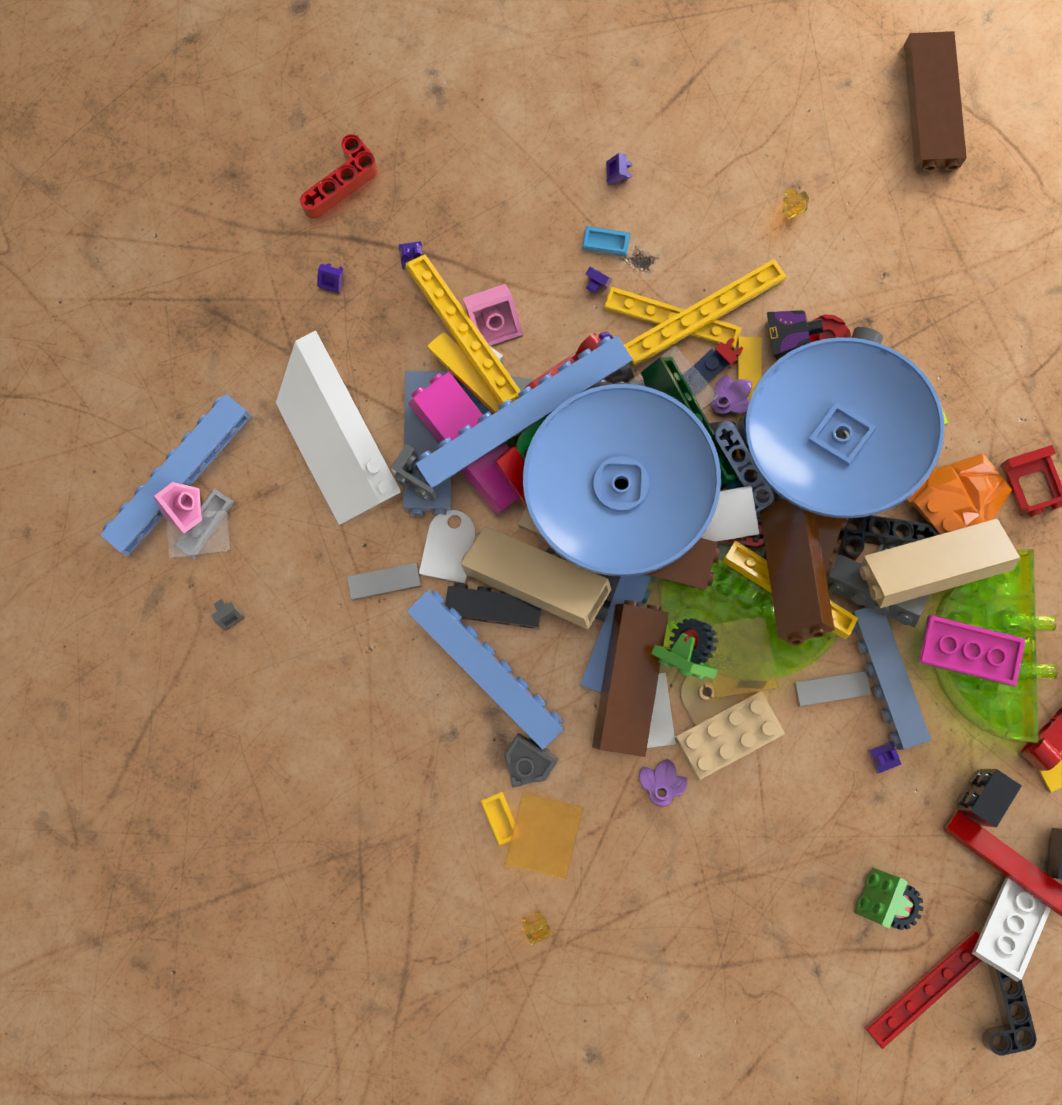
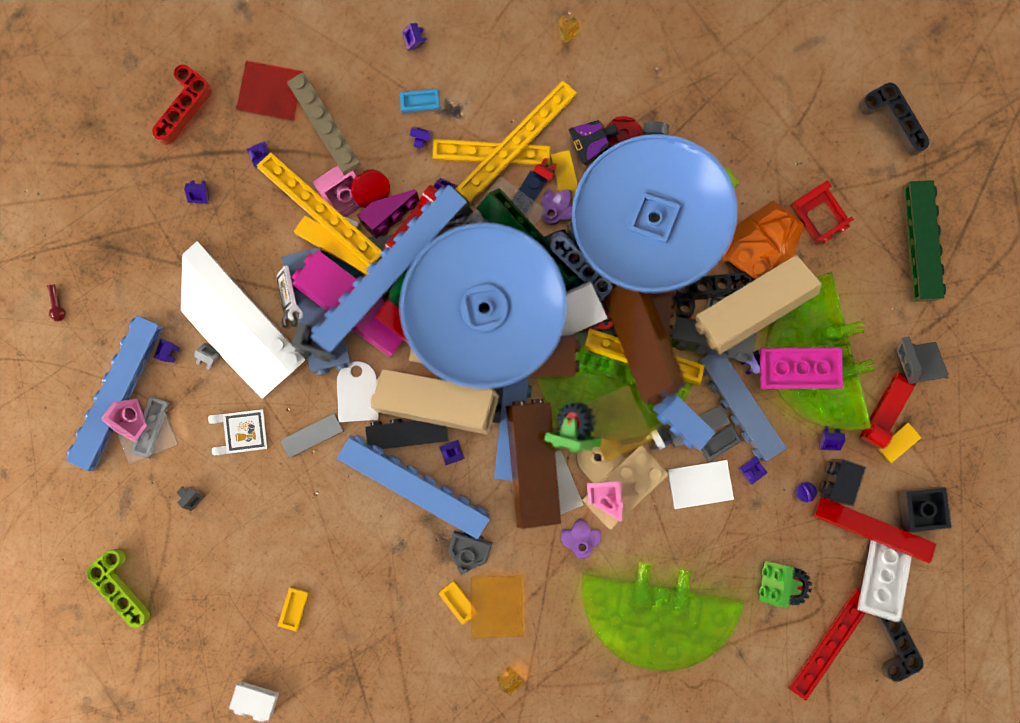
camera: 20 degrees left, 5 degrees up
(119, 699) = (121, 590): none -> lime beam
(137, 370) = (56, 312): none -> dark red bar
(233, 869) = (253, 701): none -> white brick
(244, 441) = (163, 351): none -> dark purple tile
(291, 458) = (206, 354): none -> light grey tile
(307, 556) = (242, 430): none -> white flag
(308, 774) = (293, 609): none -> yellow tile
(399, 417) = (287, 297): none -> white flag
(441, 188) = (266, 91): none -> clear red piece
(493, 237) = (324, 124): none -> dark tan plate
(525, 322) = (370, 187): none -> red tile
(535, 352) = (385, 212): none -> magenta slope
(538, 643) = (452, 452): none -> dark purple tile
(707, 740) = (606, 497): none -> bright pink slope
(726, 907) = (658, 624): none -> clear neon green brick
(785, 689) = (661, 438): none -> light grey tile
(818, 676) = (684, 422): none -> medium blue brick
(818, 757) = (700, 484): none -> white tile
(853, 714) = (721, 442): none -> dark grey tile
(916, 633) = (755, 364): none -> dark purple tile
(941, 799) = (806, 492): none -> dark purple tile
(987, 747) = (832, 441): none -> dark purple tile

